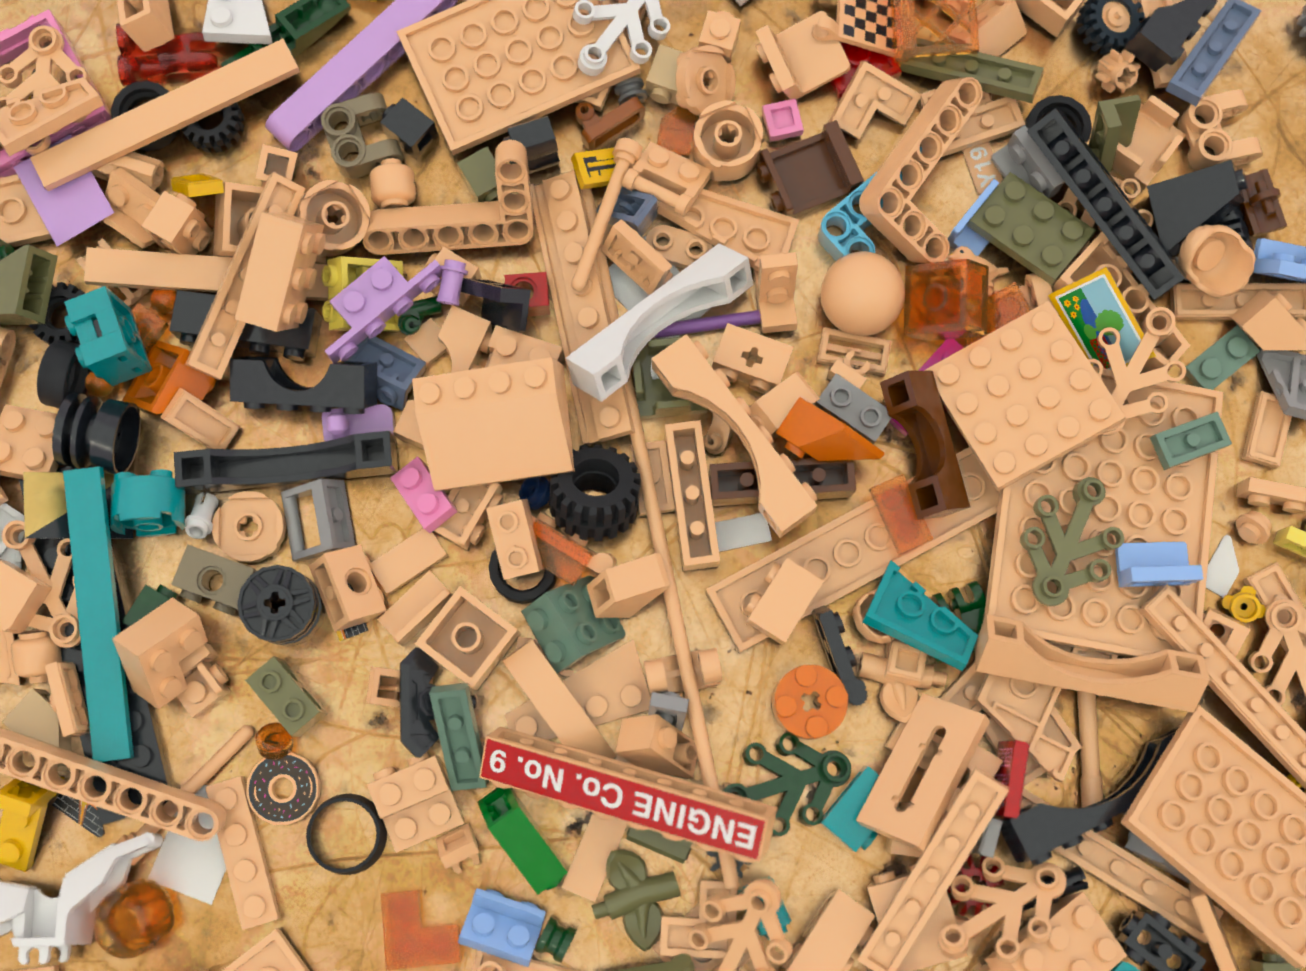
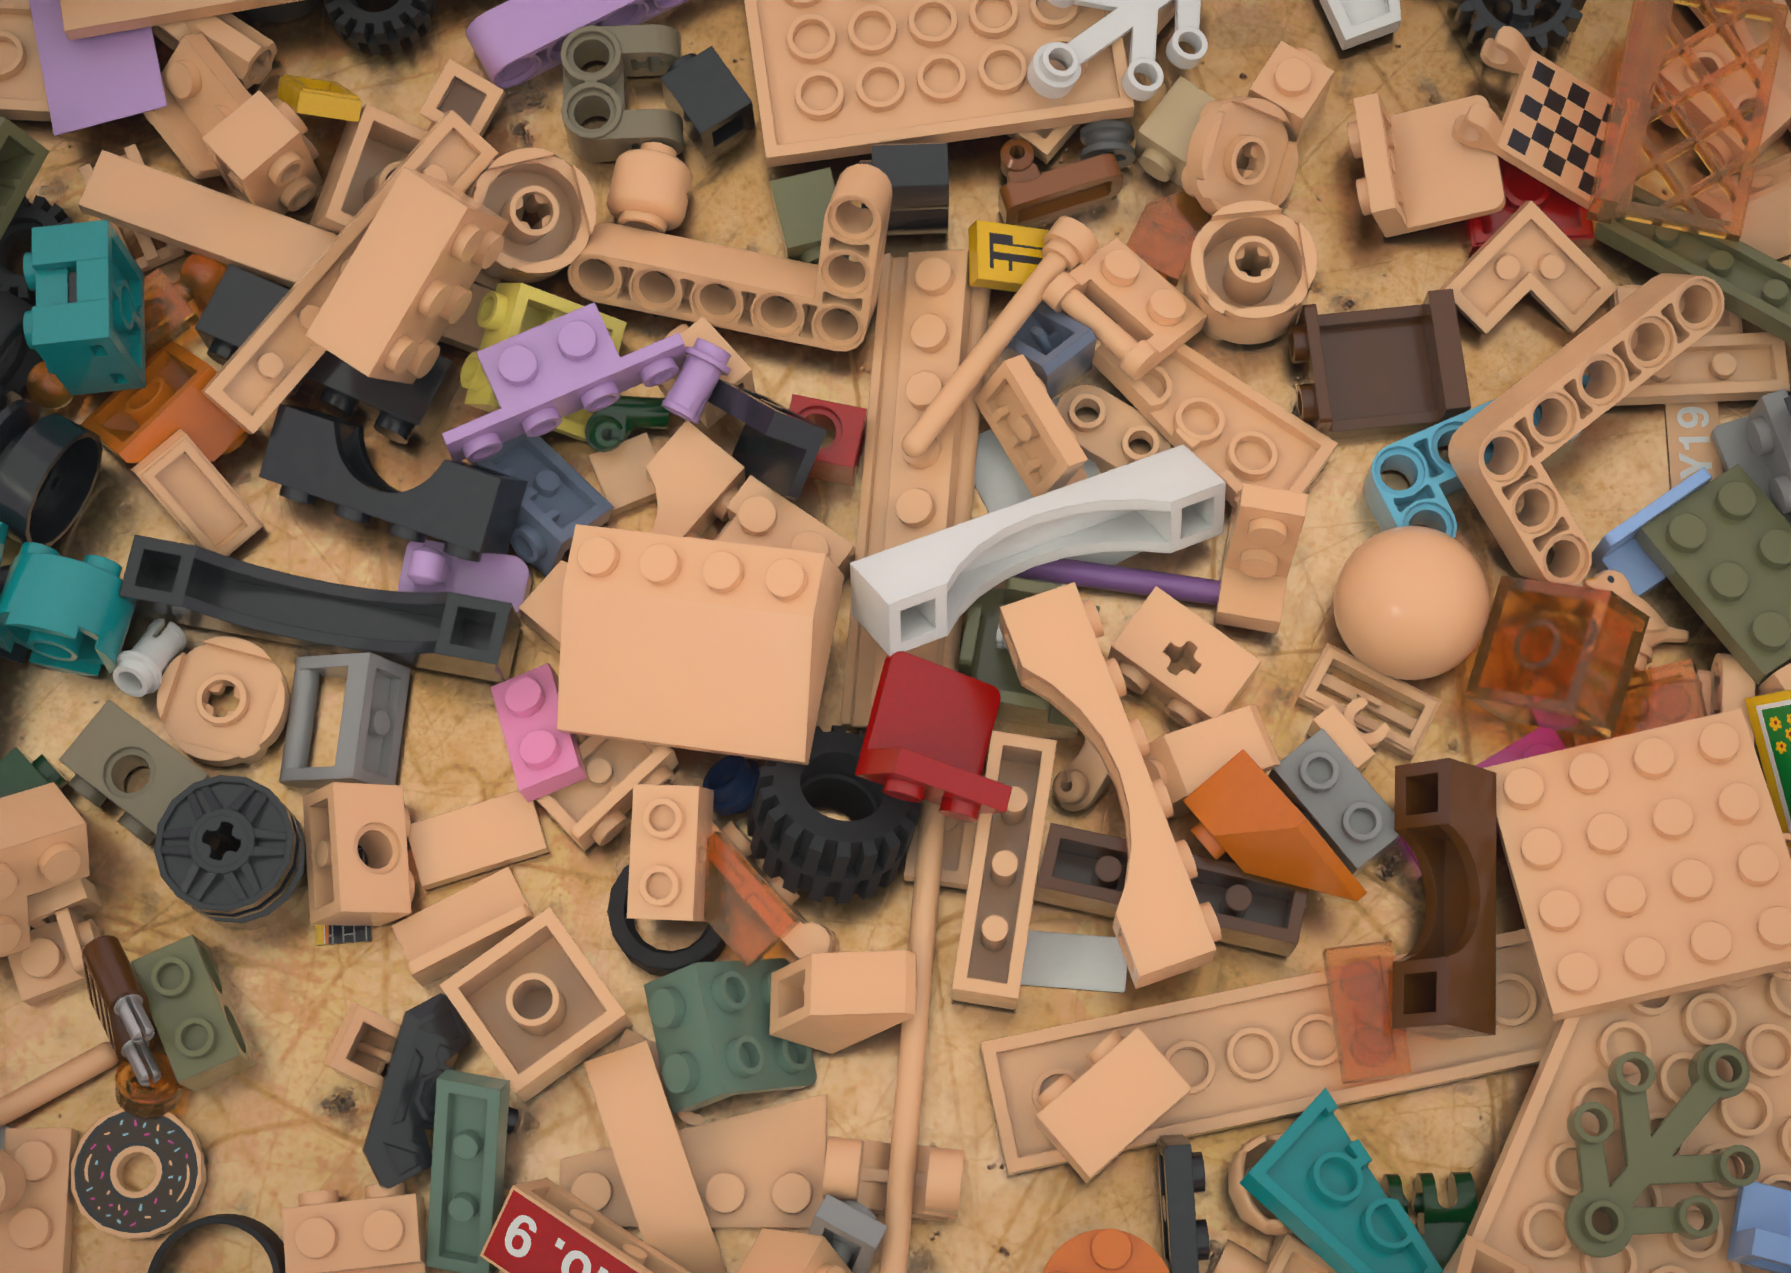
camera: 20 degrees right, 5 degrees down
(247, 704) = (121, 1005): none -> reddish brown piece
(636, 438) = (933, 738): none -> red bracket
(782, 120) = (1359, 264): bright pink plate -> none

